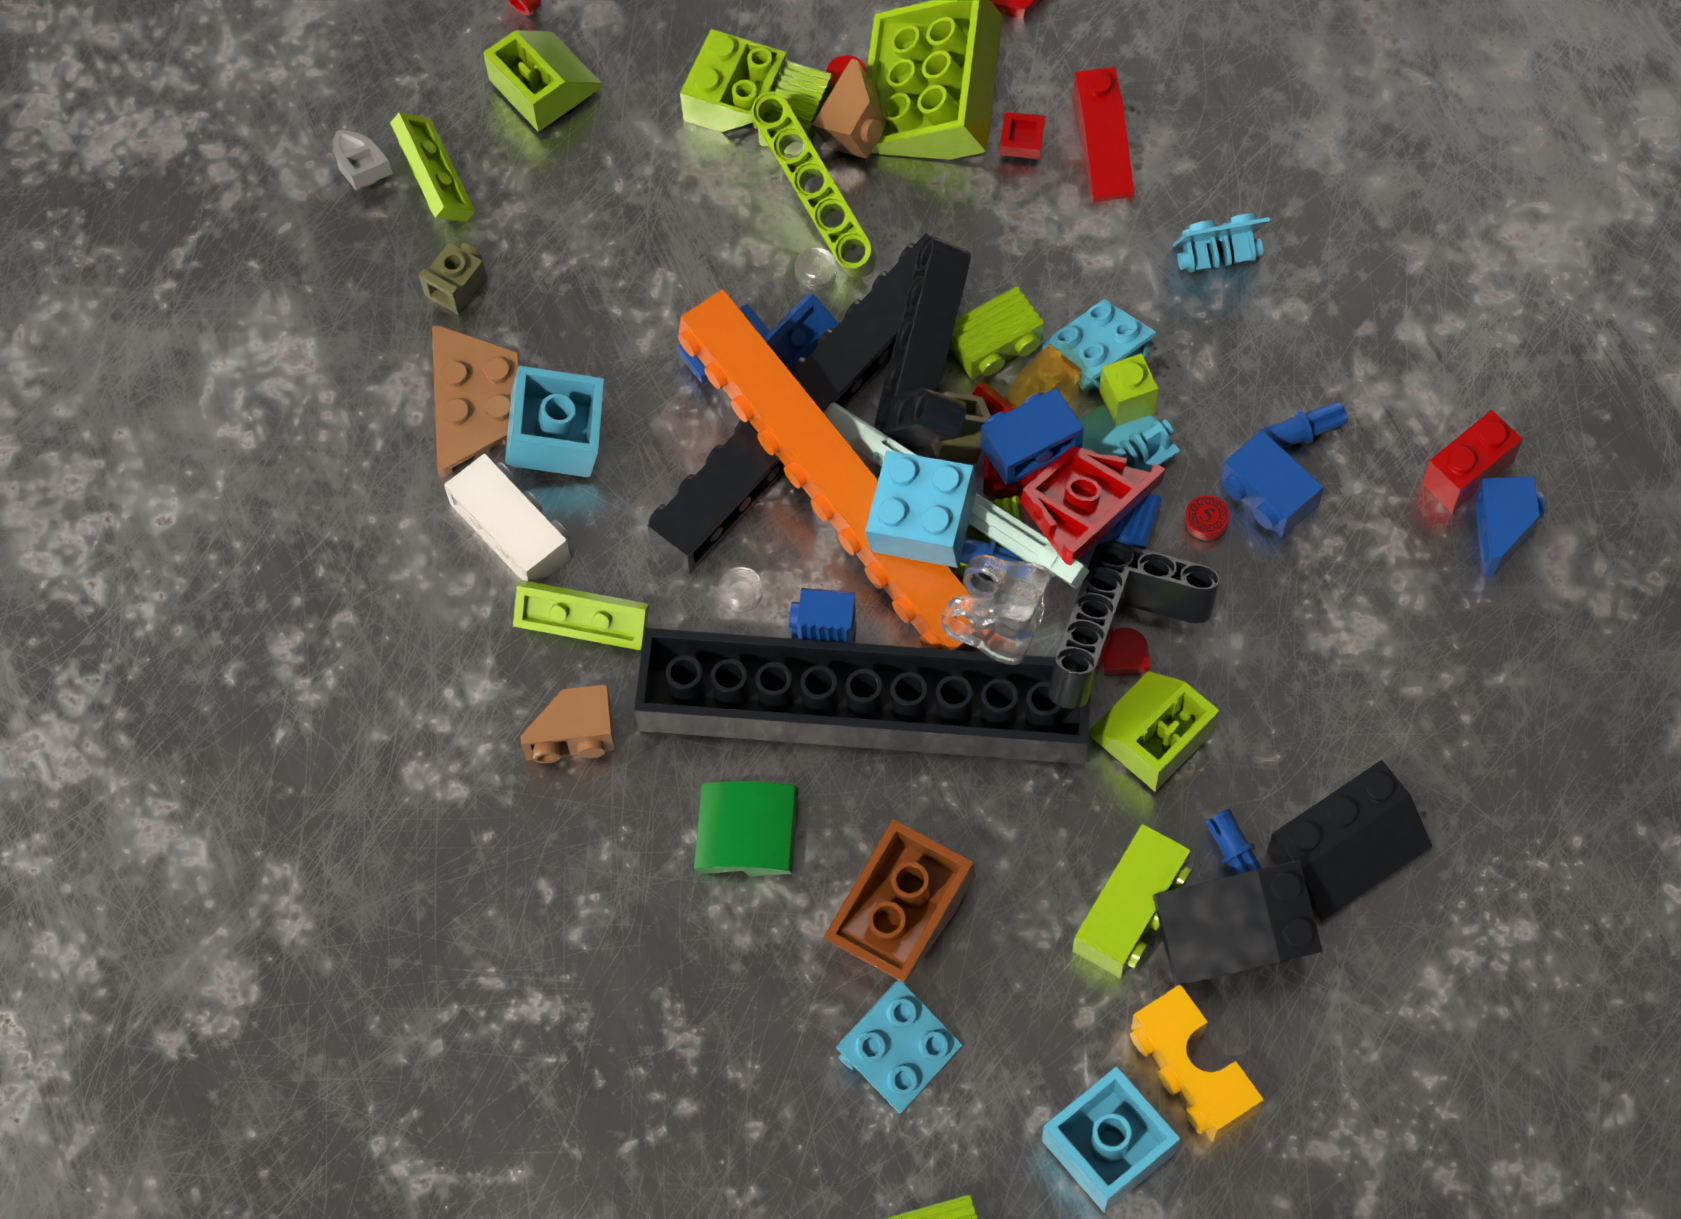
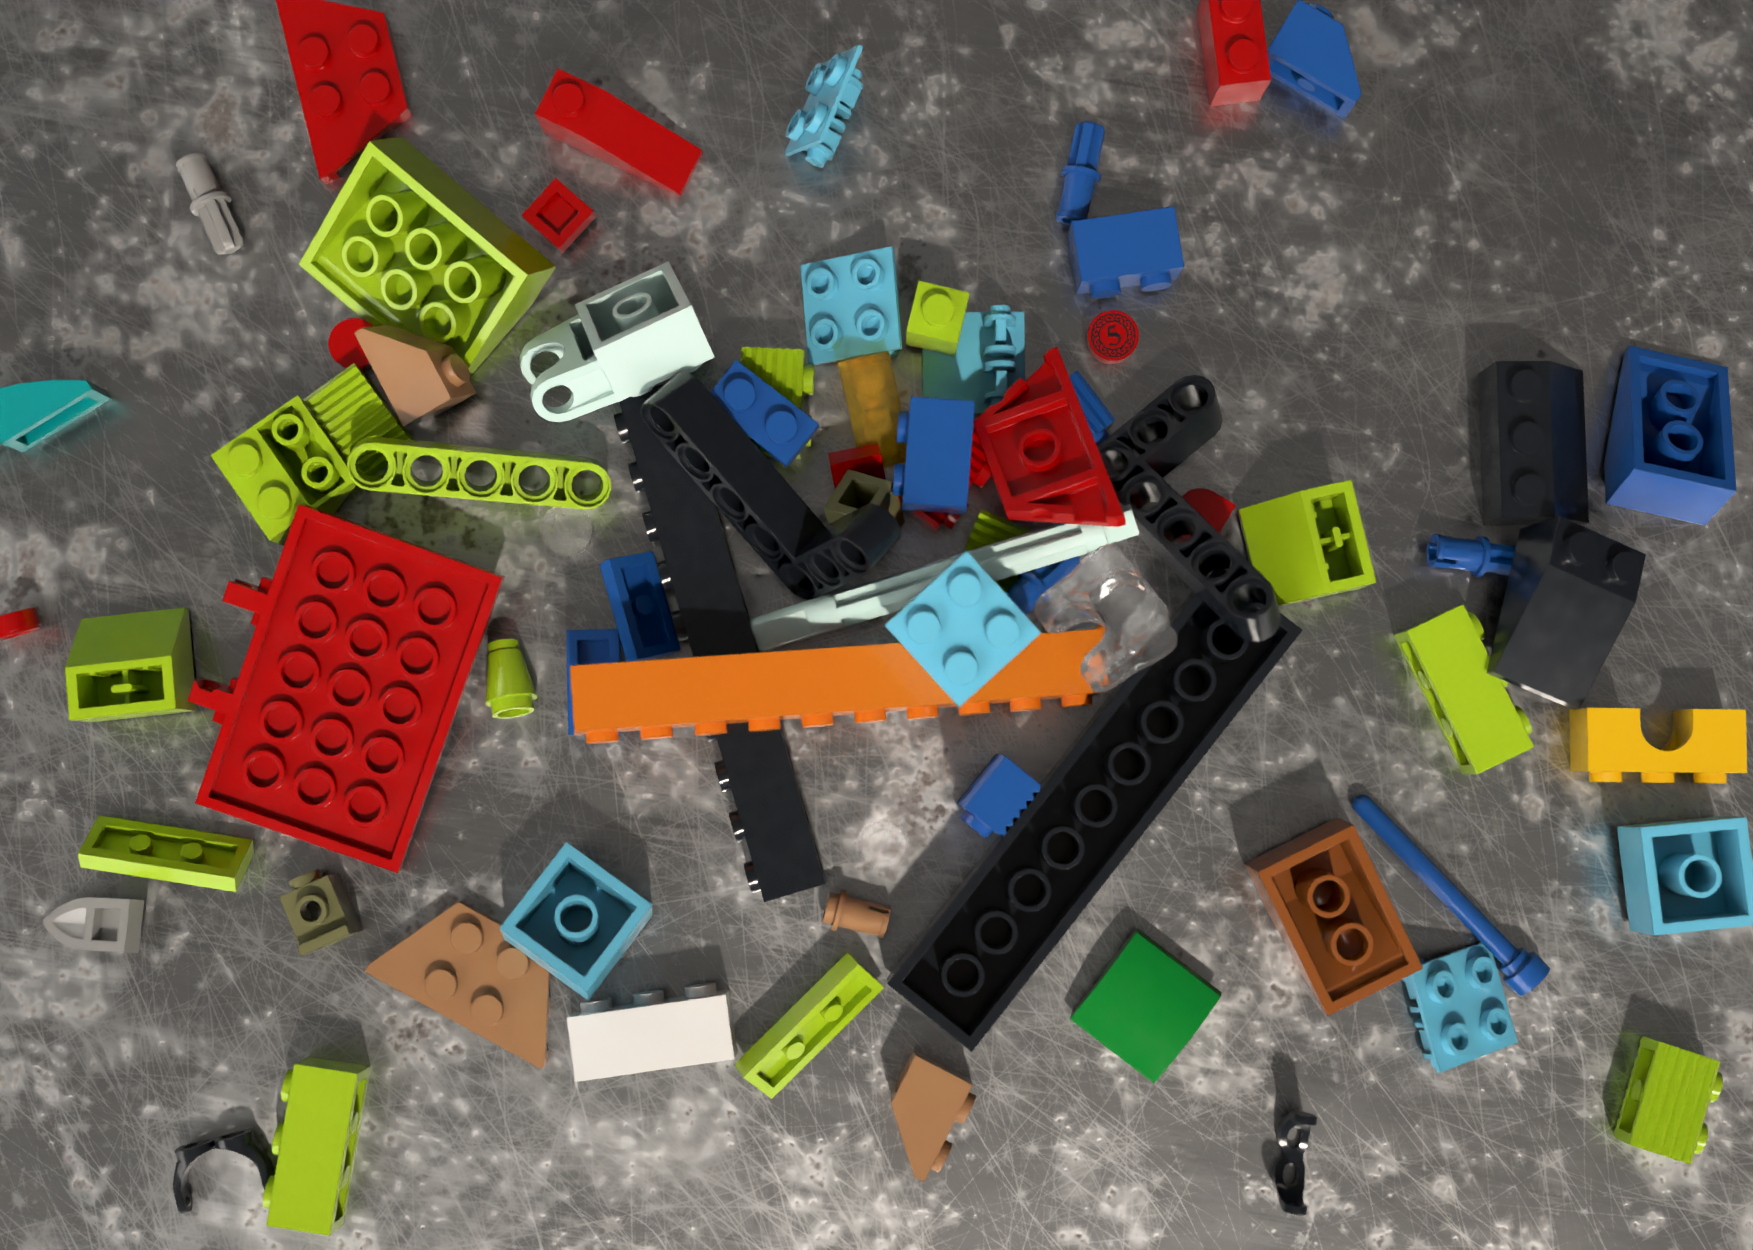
camera: 60 degrees left, 20 degrees up
(240, 301) = (241, 1142): none -> black cap
(297, 366) = (316, 1145): none -> lime brick
(615, 196) = (345, 687): none -> red hinge
(676, 590) = (856, 914): none -> medium nougat pin
(687, 292) = (508, 681): none -> lime cone
(732, 981) = (1291, 1194): none -> black cap
(956, 1073) = (1521, 969): none -> blue piece
(962, 212) = (618, 345): none -> light aqua brick
(979, 321) = (764, 414): none -> blue plate
(1428, 930) = (1670, 437): none -> blue slope

